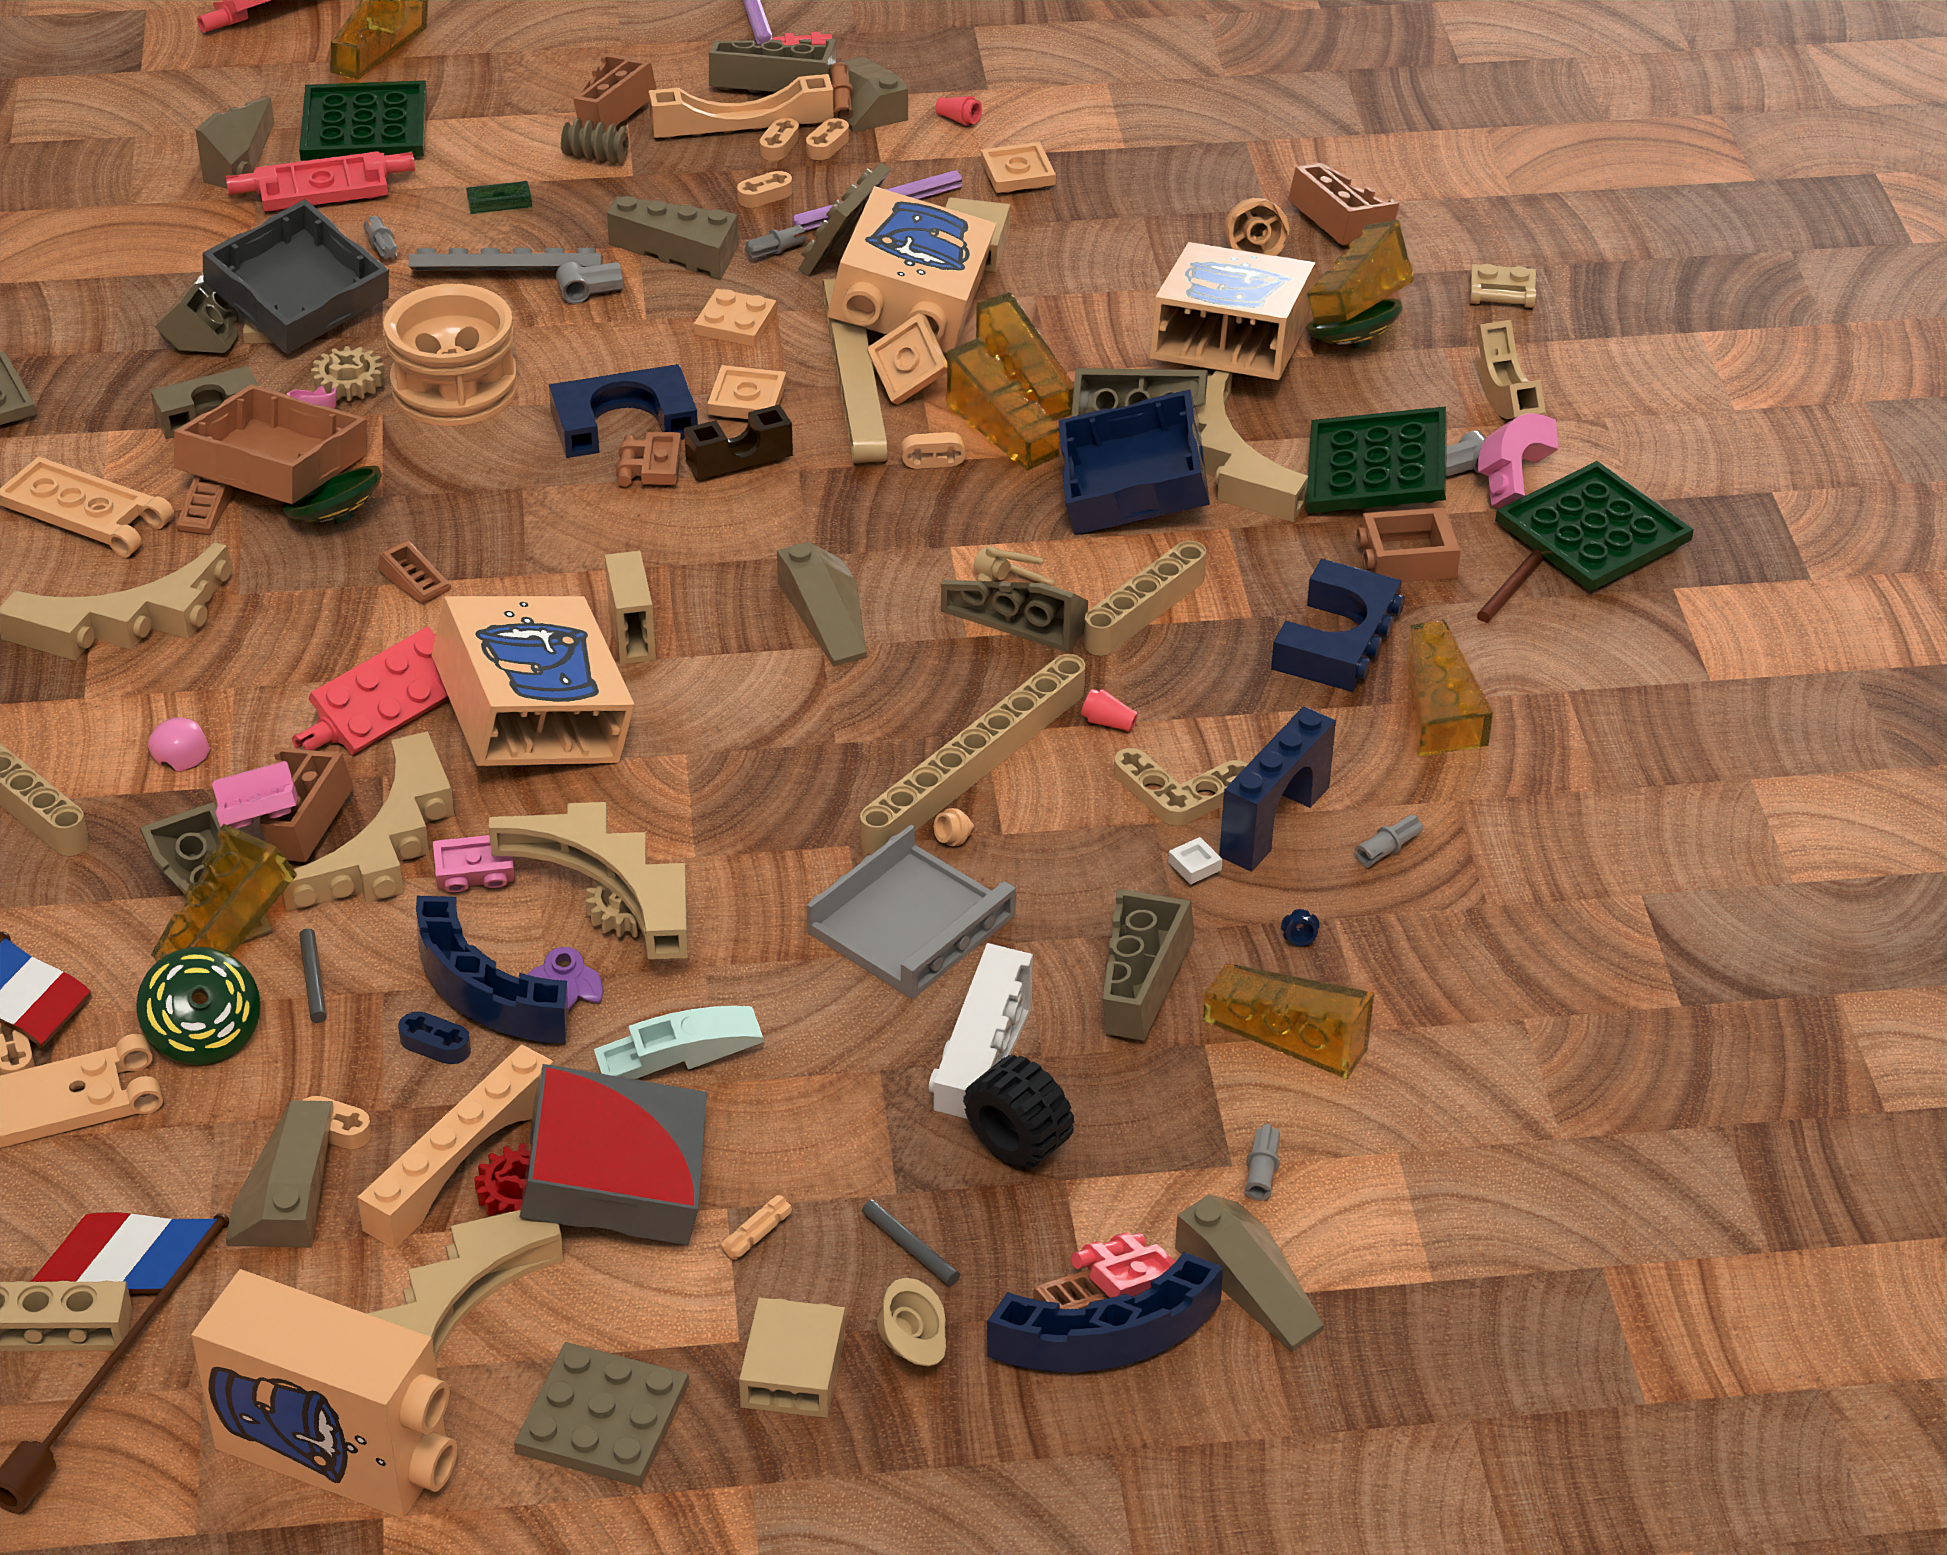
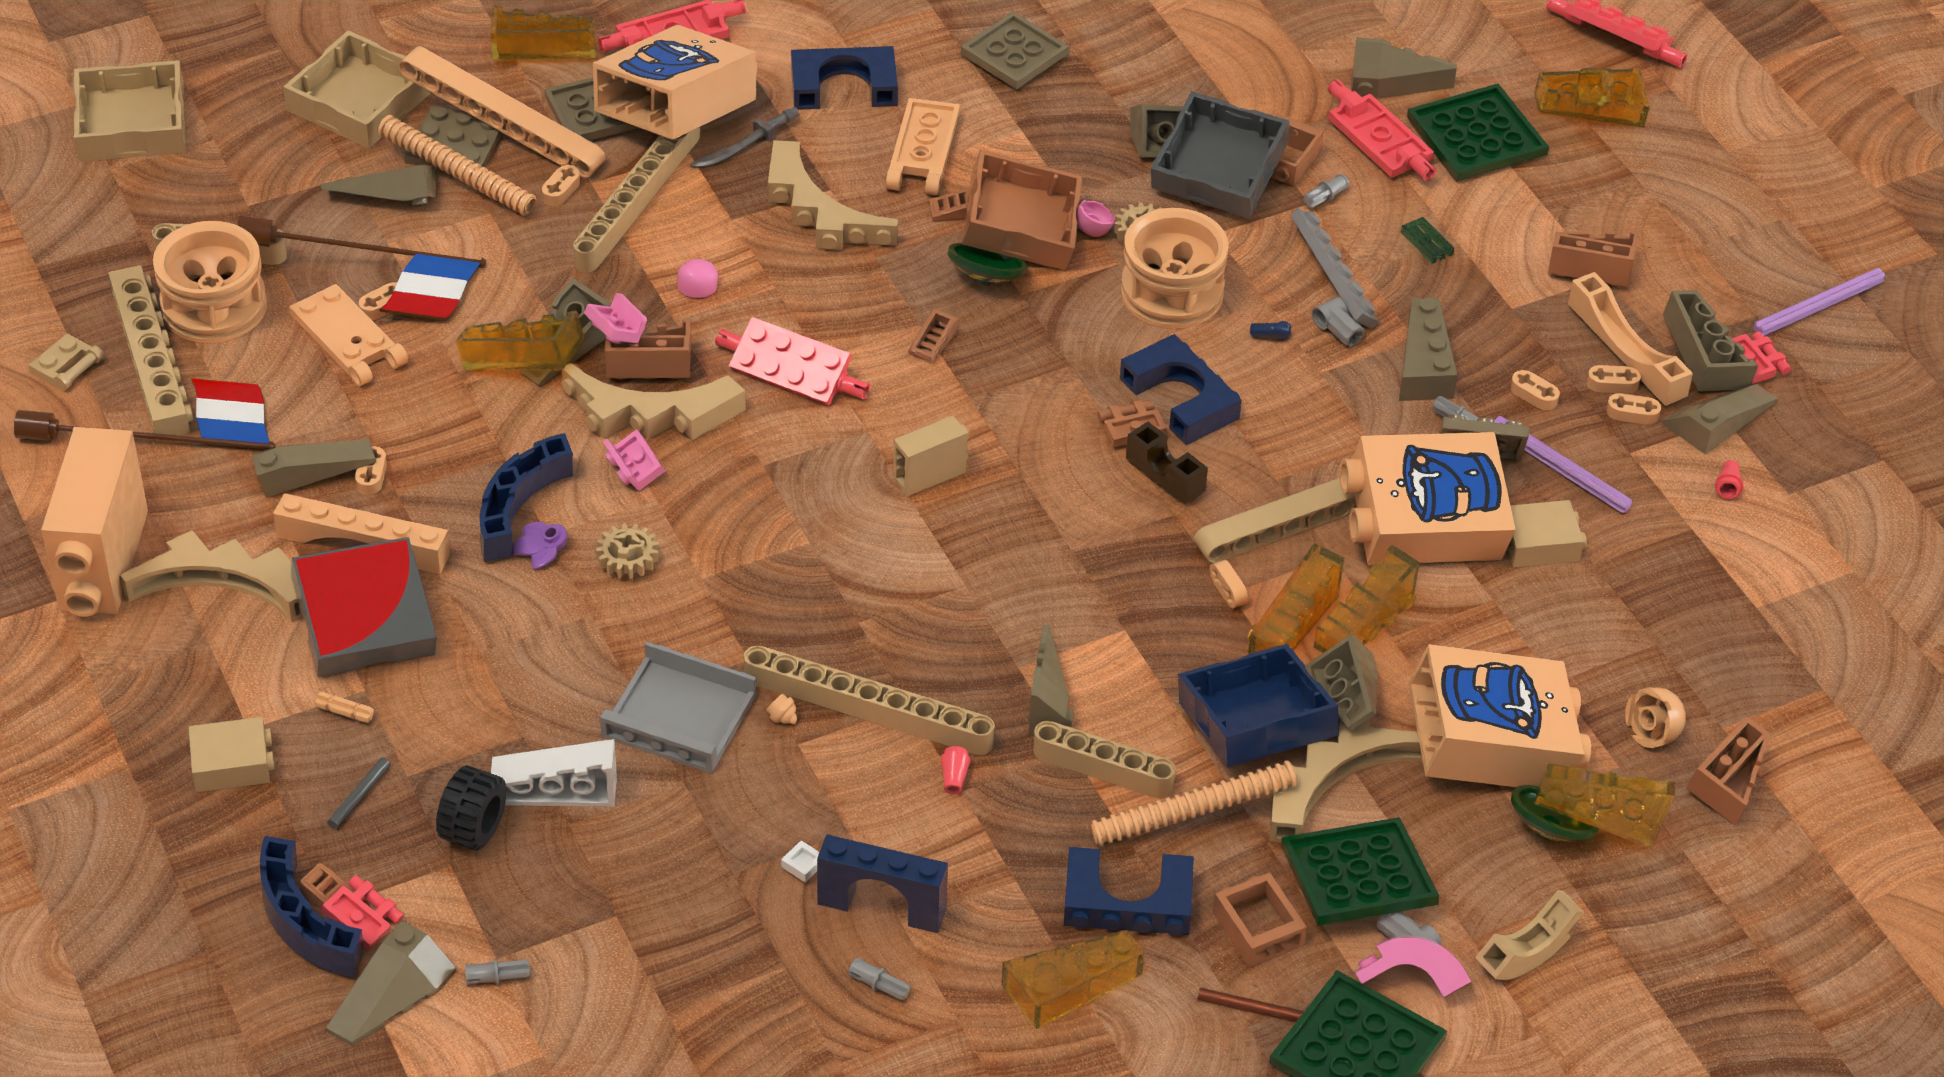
camera: 70 degrees right, 5 degrees up
(186, 400) = (1060, 154): dark tan arch -> none
(193, 1031) = (446, 372): dark green dish -> none
(312, 976) = (502, 417): dark grey bar -> none
(434, 1038) = (460, 494): dark blue beam -> none
(531, 680) = (810, 421): light nougat brick -> none
(572, 326) = (1272, 330): none -> dark blue arm
(595, 142) = (1527, 267): dark tan piece -> none
(602, 1414) = (163, 677): dark tan plate -> none
(617, 860) = (614, 549): tan arch -> none
(680, 1036) = (495, 616): light aqua slope -> none
(735, 317) = (1346, 420): light nougat plate -> none
(745, 390) = (1244, 454): light nougat plate -> none
(825, 599) = (1017, 563): dark tan wedge -> none
(841, 91) = (1693, 393): nougat pin -> none
(908, 358) = (1321, 528): light nougat plate -> none
(913, 1322) = (265, 804): tan piece -> none
(993, 565) = (1098, 659): tan plant -> none
(1018, 167) = (1665, 539): light nougat plate -> none
(1144, 957) = (666, 849): dark tan wedge -> none
(1183, 797) = (880, 832): tan beam -> none
(1248, 542) = (1196, 802): none -> light nougat piece
(1293, 1015) = (643, 953): clear yellow wedge -> none
(1304, 935) = (753, 942): dark blue plate -> none
(1503, 285) = (1702, 916): tan plate -> none

